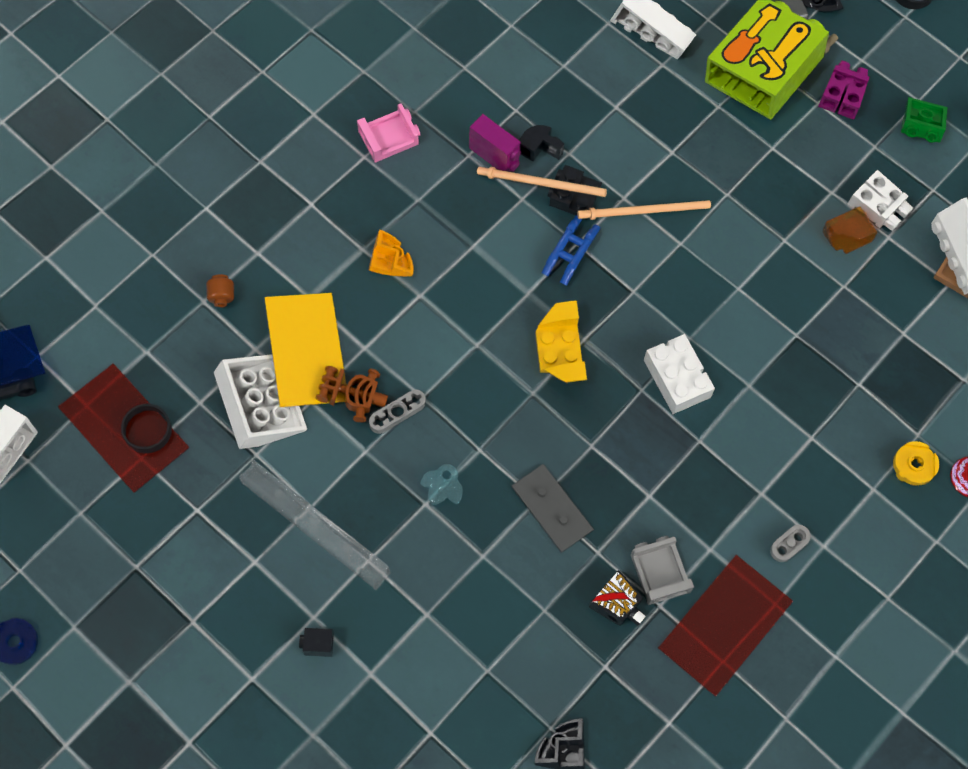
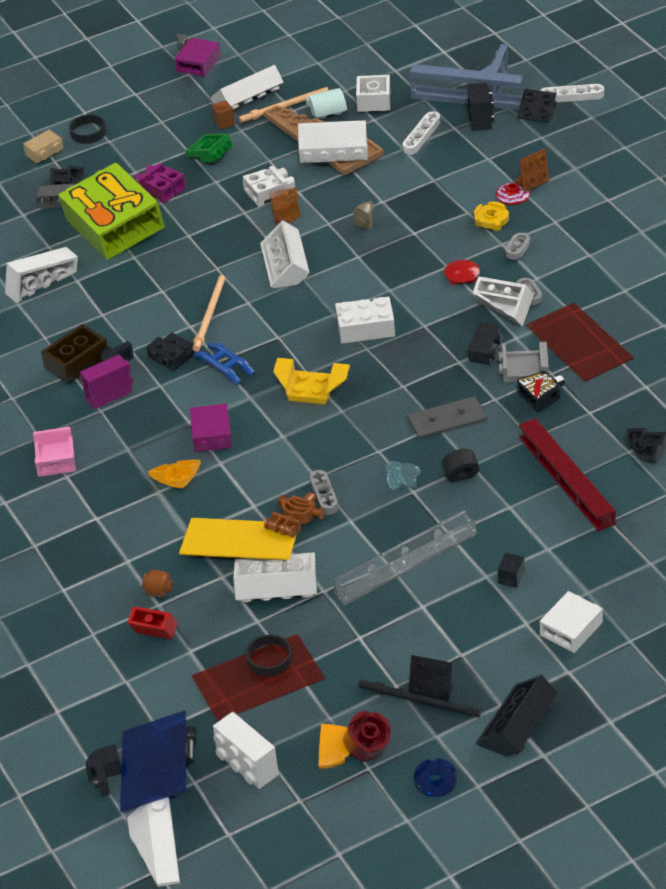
camera: 65 degrees left, 25 degrees down
(39, 557) = (367, 735): none -> dark red brick
(40, 532) = (331, 747): none -> light orange brick
(103, 704) = (518, 716): none -> black slope
(123, 553) = (380, 688): none -> black bar
(135, 592) = (430, 677): none -> black hinge
(161, 303) = (152, 622): none -> red brick
(254, 728) = (571, 621): none -> white brick
(461, 268) = (210, 427): none -> magenta brick
(464, 544) = (460, 465): none -> black tyre
(484, 666) = (567, 475): none -> dark red tile
(492, 173) = (128, 395): light nougat bar -> none
(533, 100) = (74, 353): none -> dark brown brick
(675, 516) = (484, 343): none -> black brick
(759, 519) = (505, 297): none -> white wedge
(762, 257) = (284, 256): none -> white slope
(803, 457) = (461, 272): none -> red dish
(861, 318) = (363, 215): none -> dark tan plate
(868, 508) = (517, 246): none -> light grey plate

